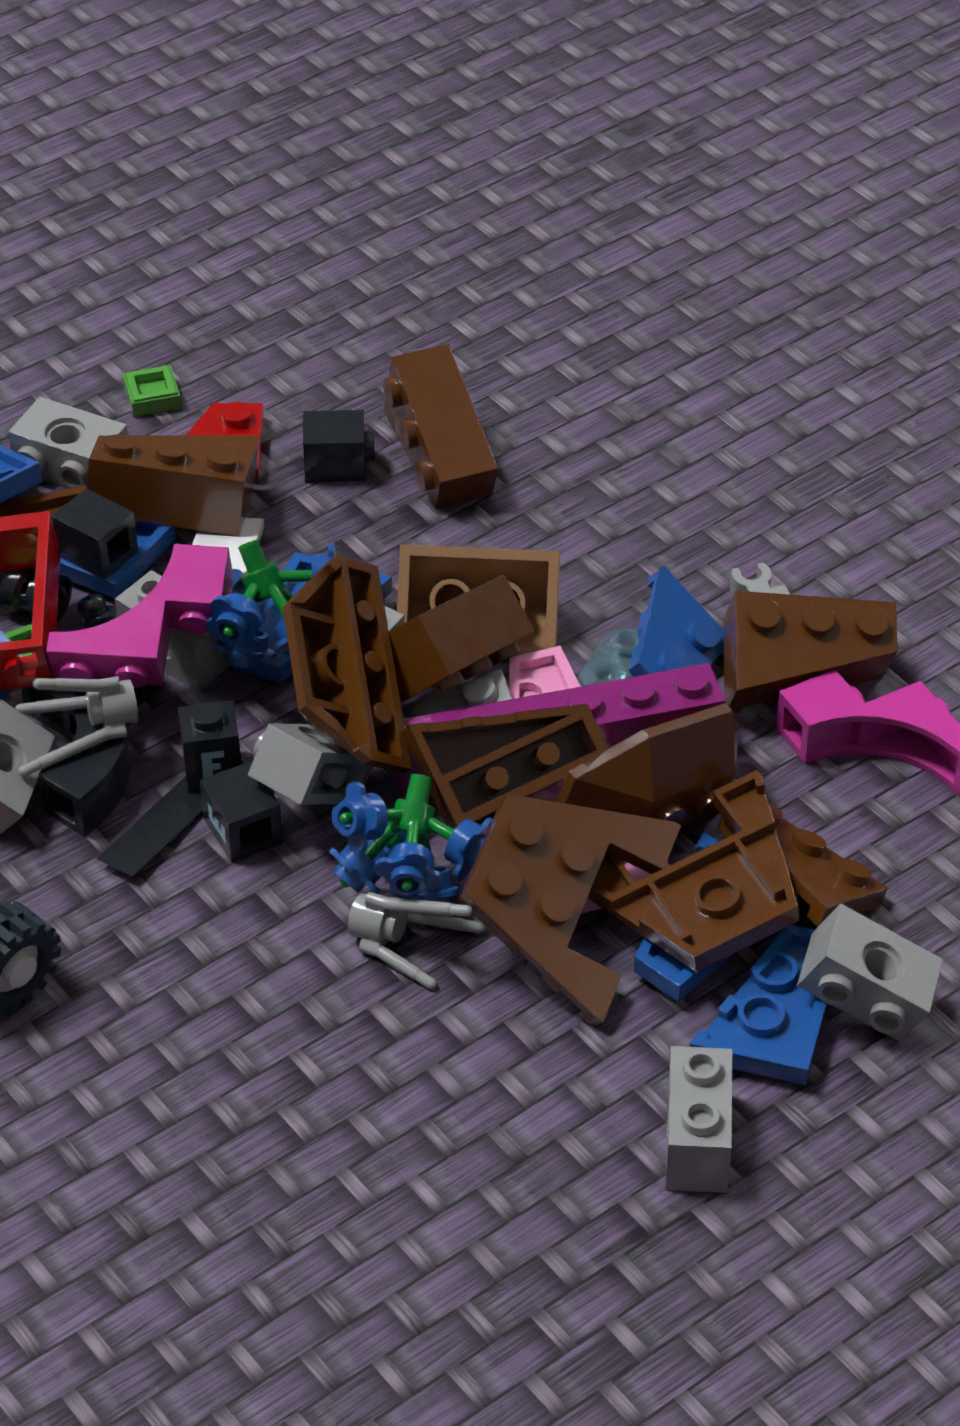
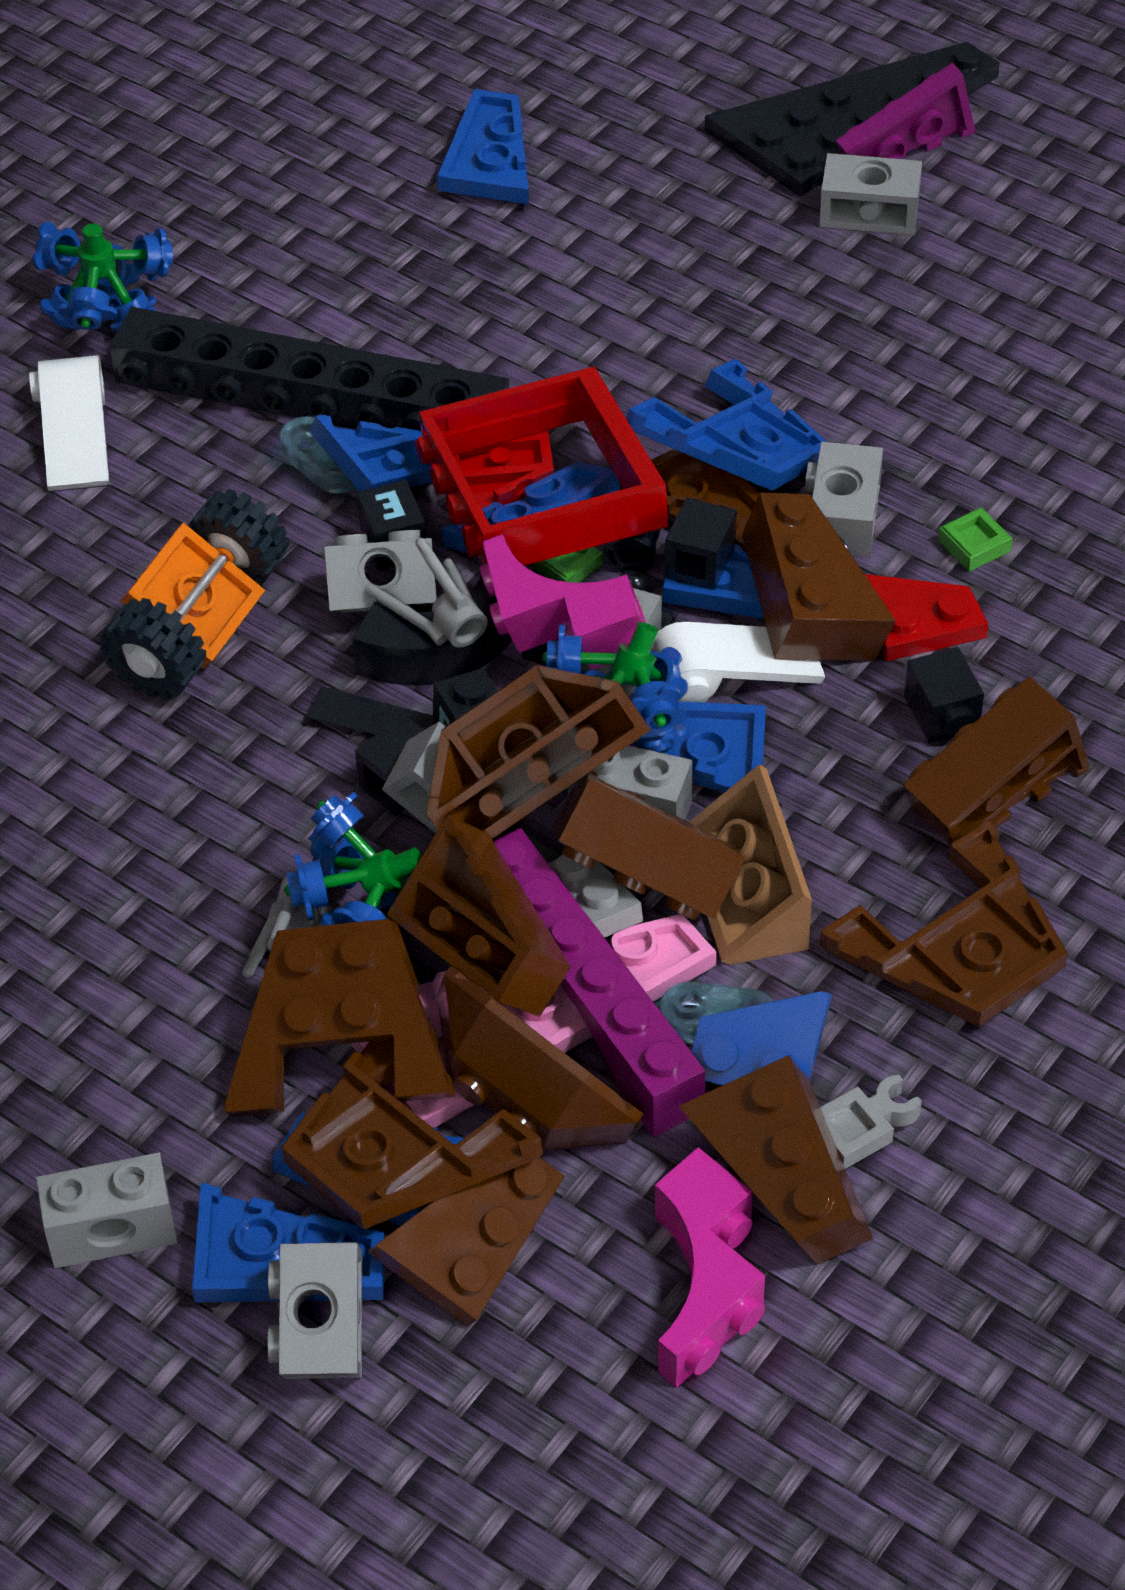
camera: 75 degrees right, 5 degrees up
(613, 493) = (974, 954): none -> reddish brown wing

